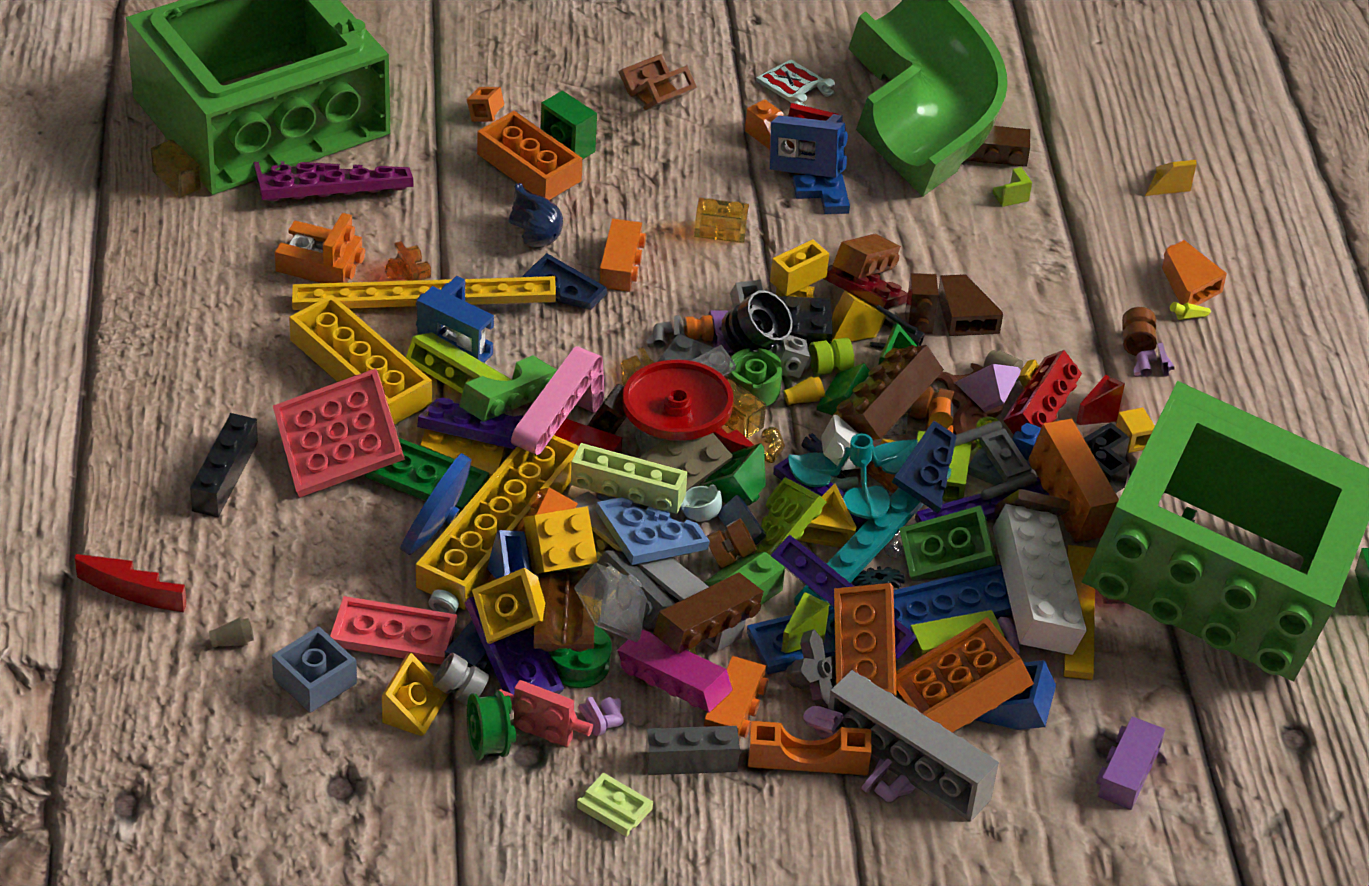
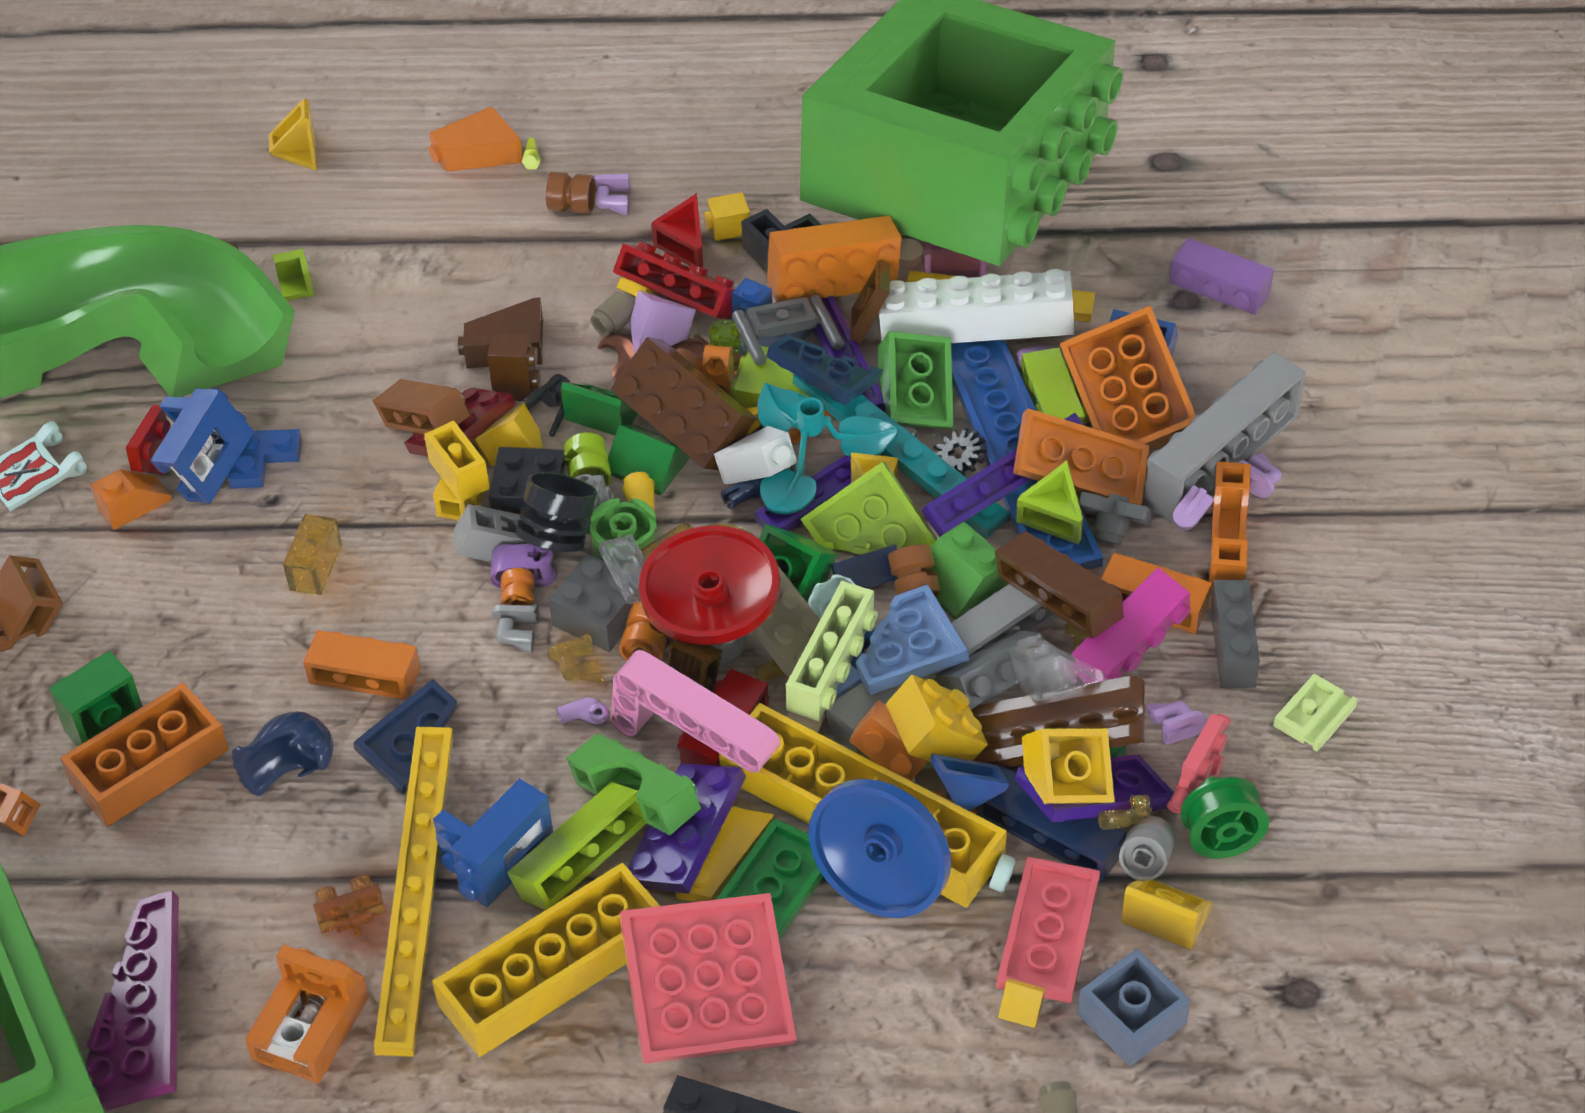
camera: 80 degrees left, 5 degrees up
(325, 612) = (1021, 1003): none -> yellow tile
(485, 662) = (1127, 817): none -> clear yellow arm

